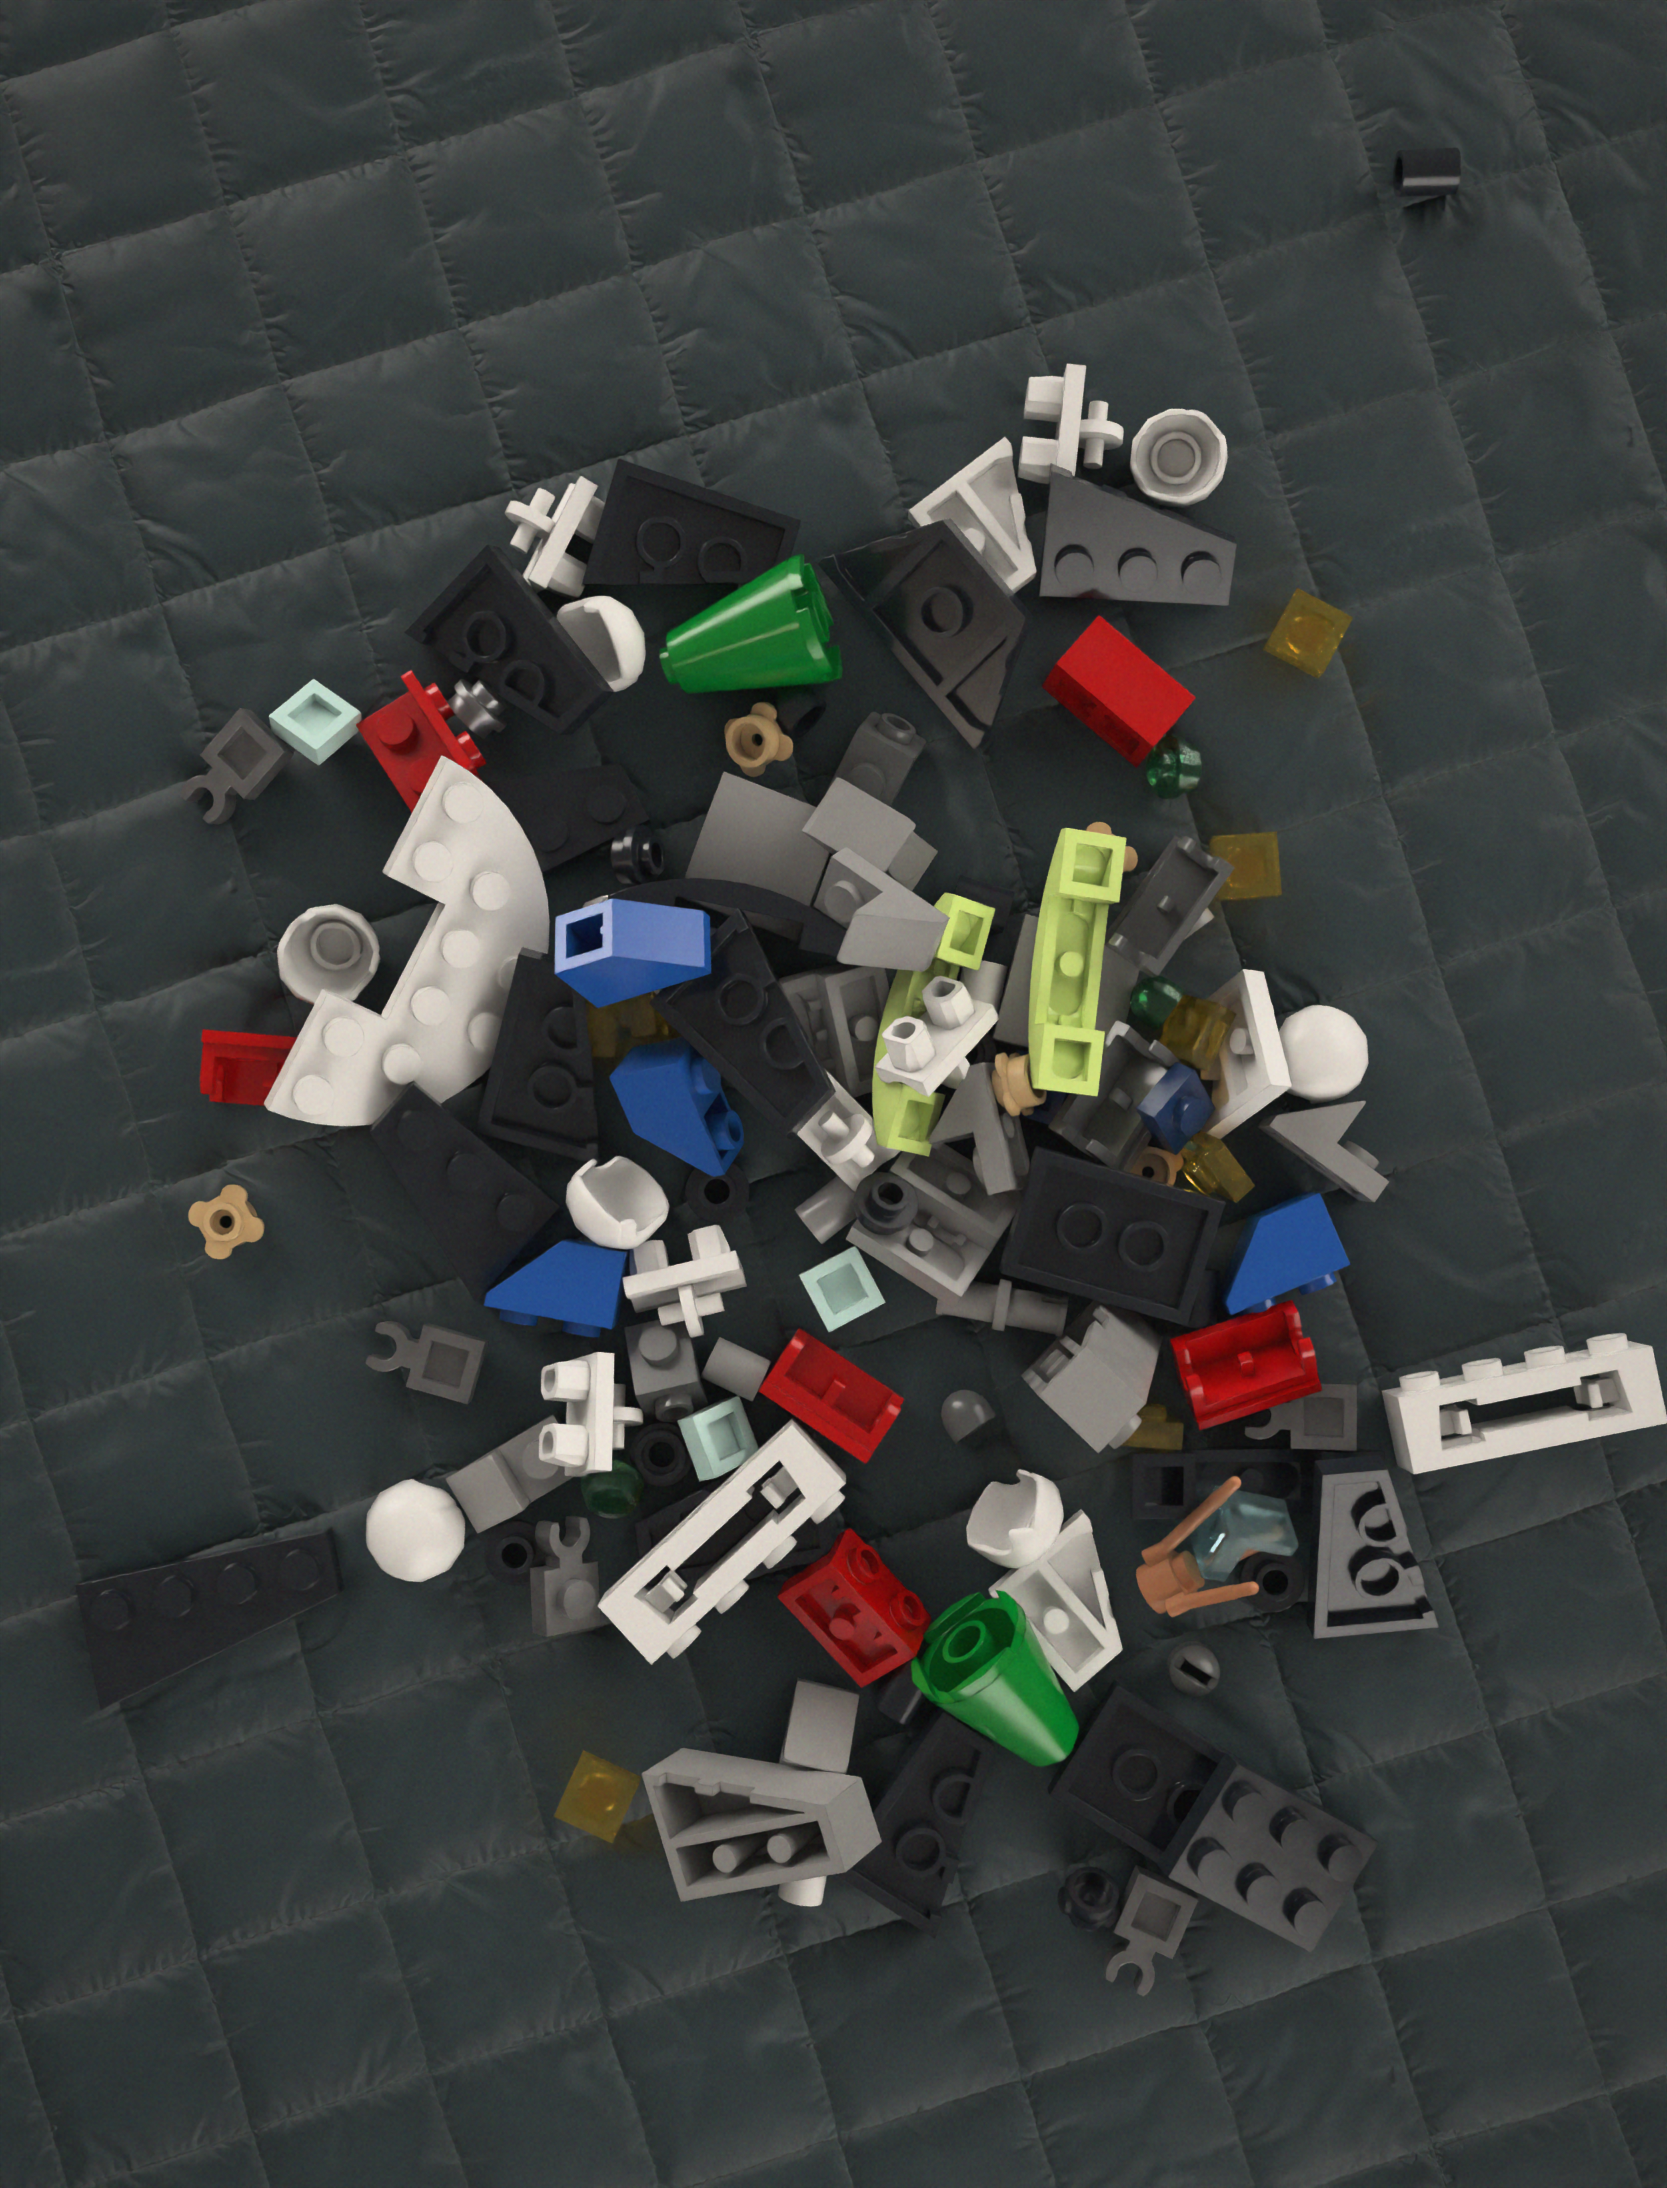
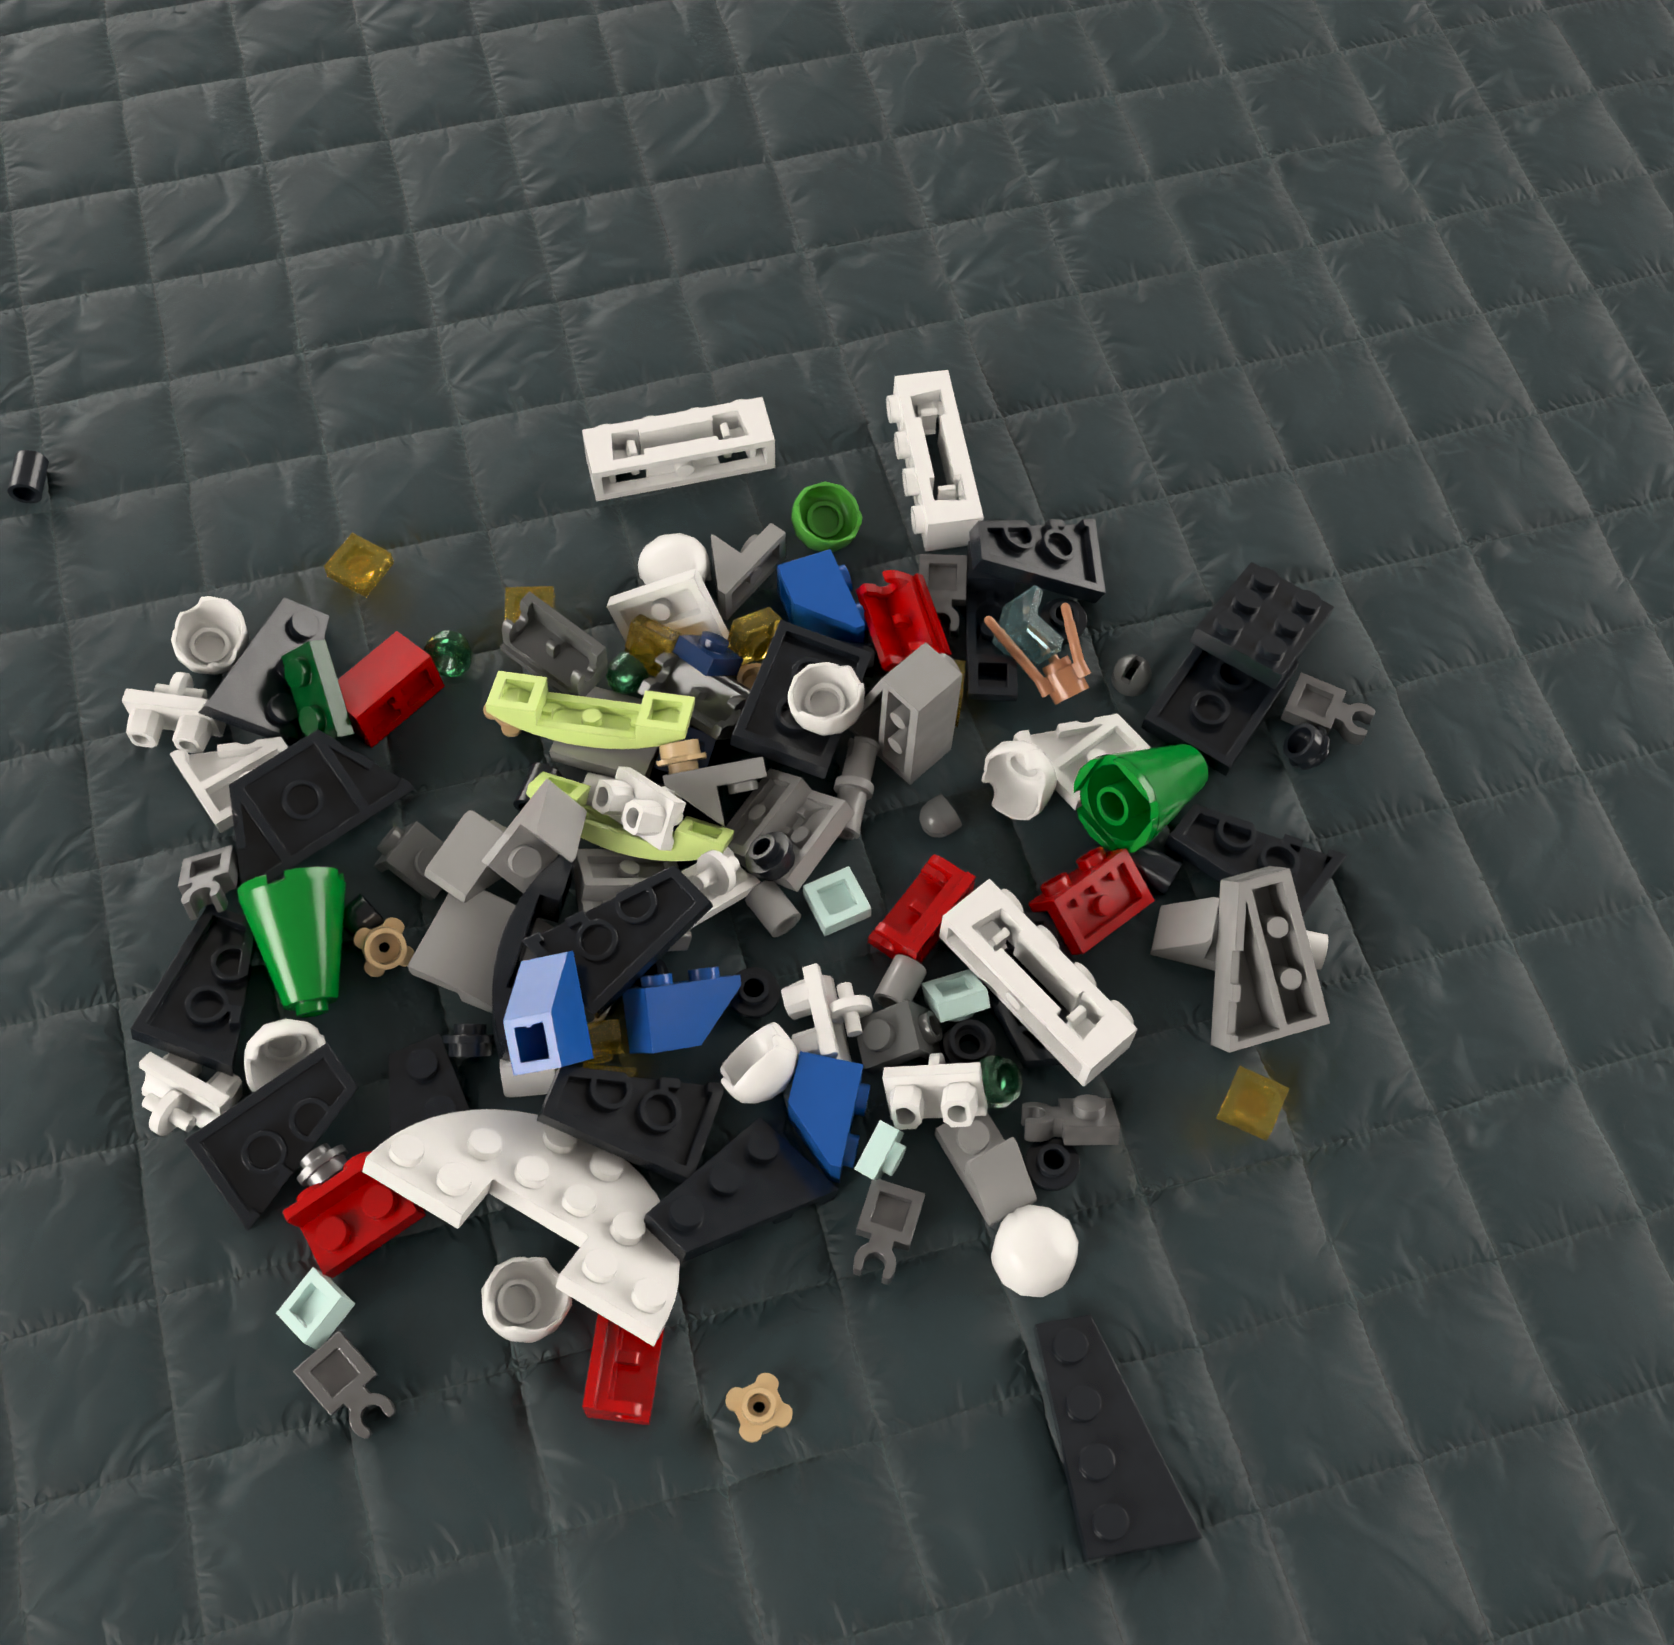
camera: 90 degrees left, 25 degrees down
(512, 1351) = (882, 1152): none -> light aqua plate
(835, 510) = (207, 879): none -> flat silver plate
(1091, 608) = (317, 690): none -> dark green plate
(1091, 1269) = (826, 698): none -> white hair
(1413, 1256) = (826, 517): none -> bright green hair
(1538, 1136) = (679, 448): none -> white brick

